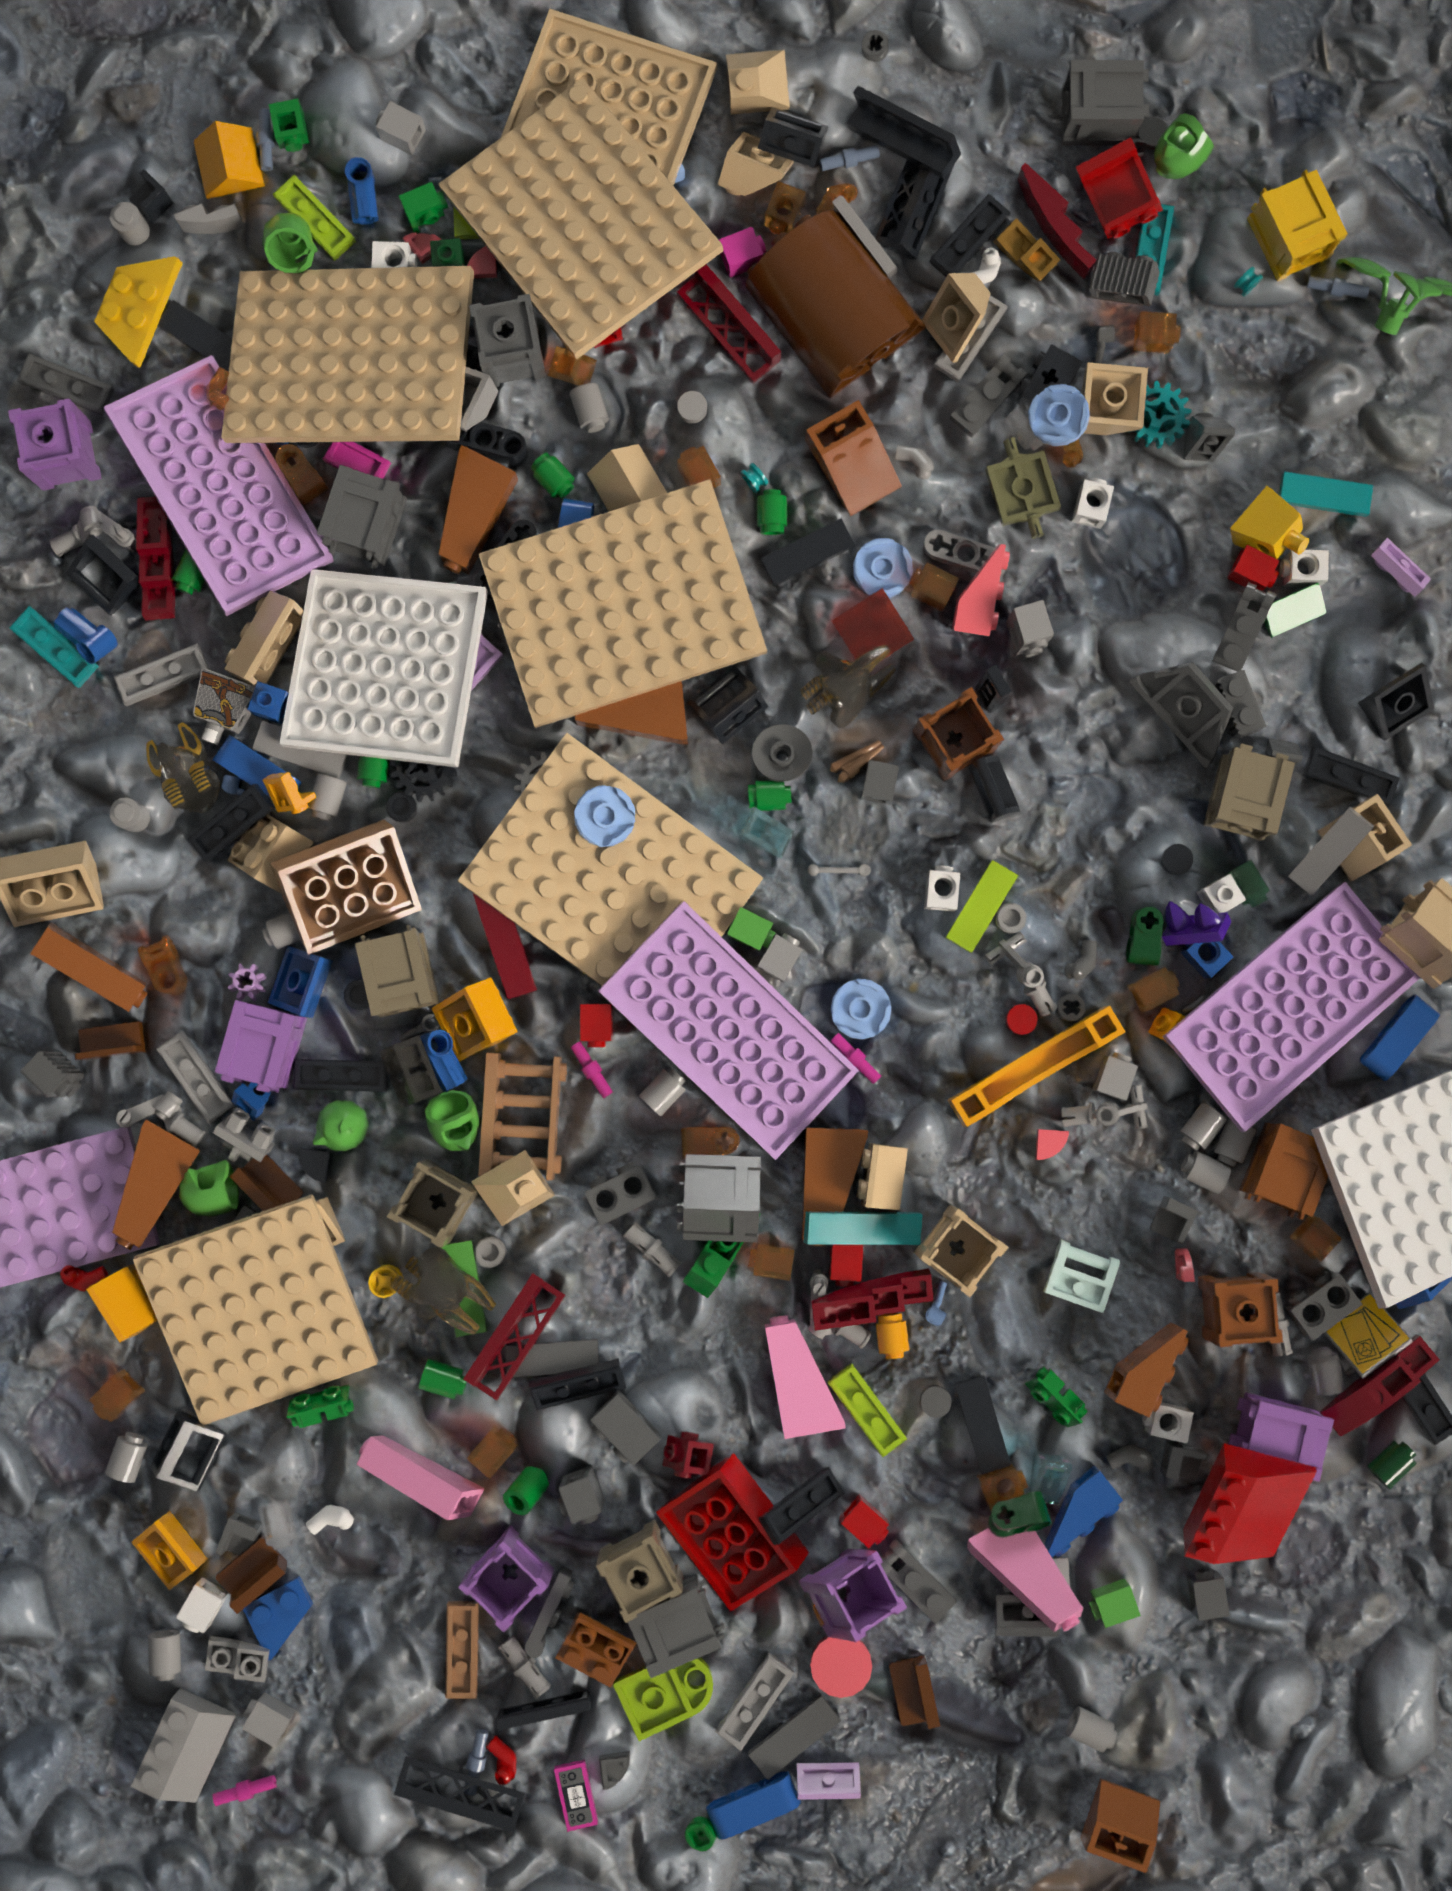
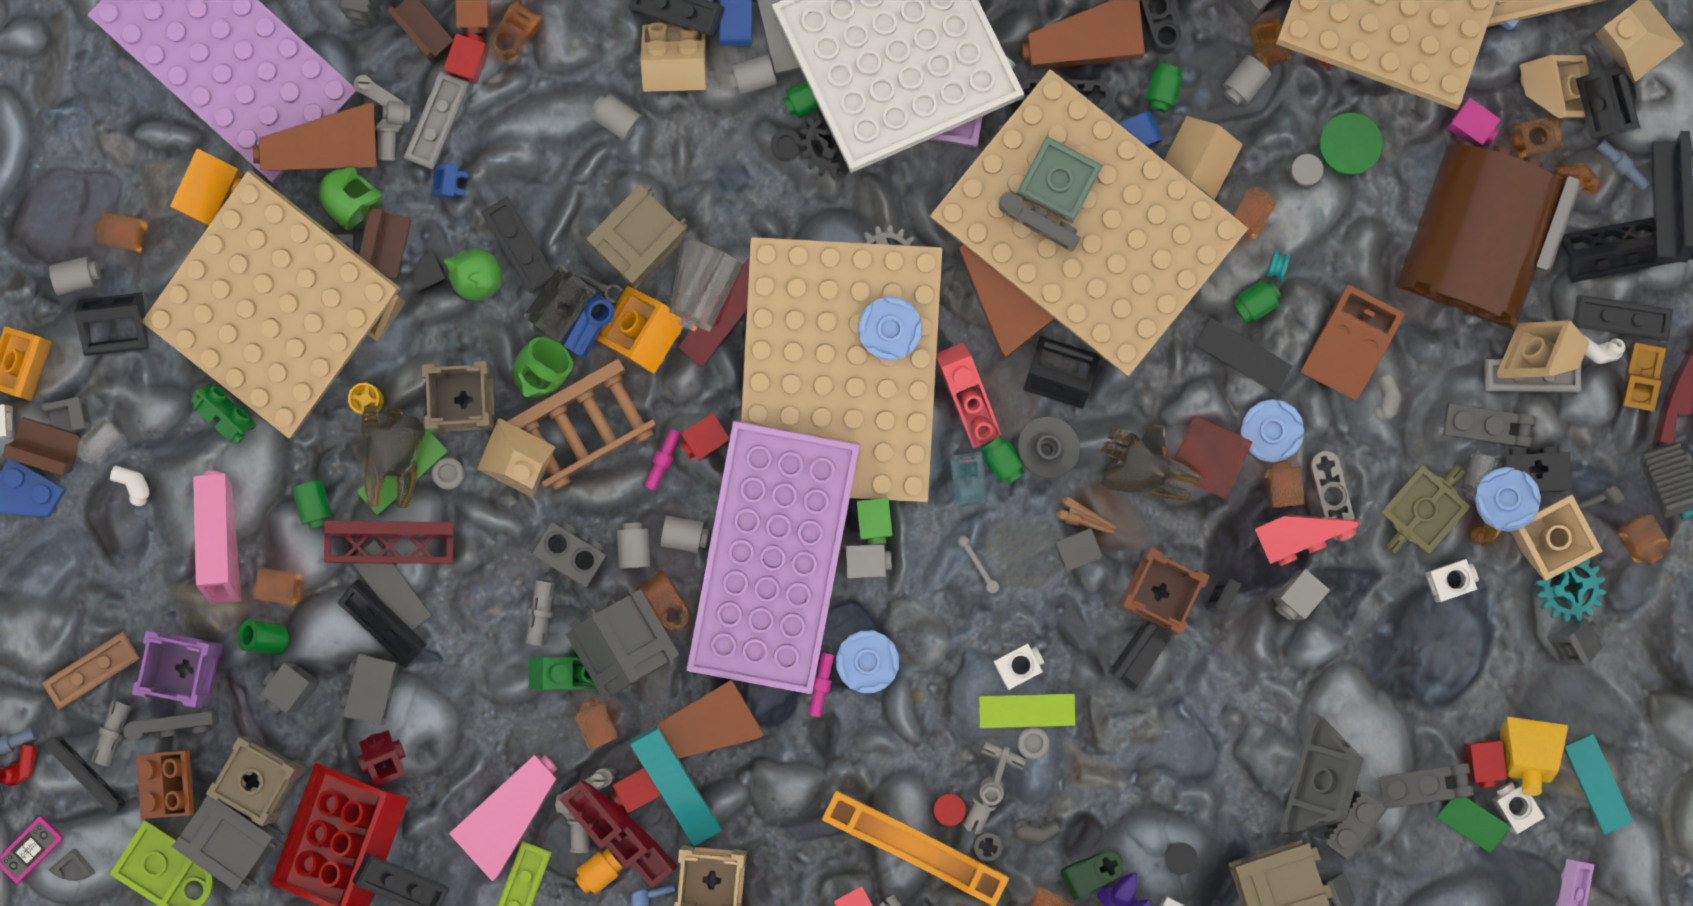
camera: 60 degrees right, 0 degrees up
(80, 1279) = (200, 136): red arm -> none
(159, 1019) = (467, 57): none -> red brick
(243, 1140) = (408, 197): light grey hips -> none
(247, 990) = (552, 104): lavender gear -> none
(260, 1046) = (499, 160): medium lavender container -> none
(285, 793) = (730, 39): light orange bracket -> none
(300, 982) = (576, 157): blue slope -> none
(346, 886) = (685, 143): medium nougat slope -> none
(356, 996) = (596, 212): black tile -> none
(469, 945) = (701, 284): none -> clear slope
(573, 602) = (1059, 179): none -> sand green tile
(596, 641) = (1038, 221): none -> dark grey hinge
(646, 1138) = (633, 546): none -> light grey brick
(693, 359) = (1350, 143): none -> green tile
(697, 790) = (968, 394): none -> coral slope
(739, 317) = (1413, 161): dark red fence -> none
(883, 1176) = (731, 775): tan slope -> none

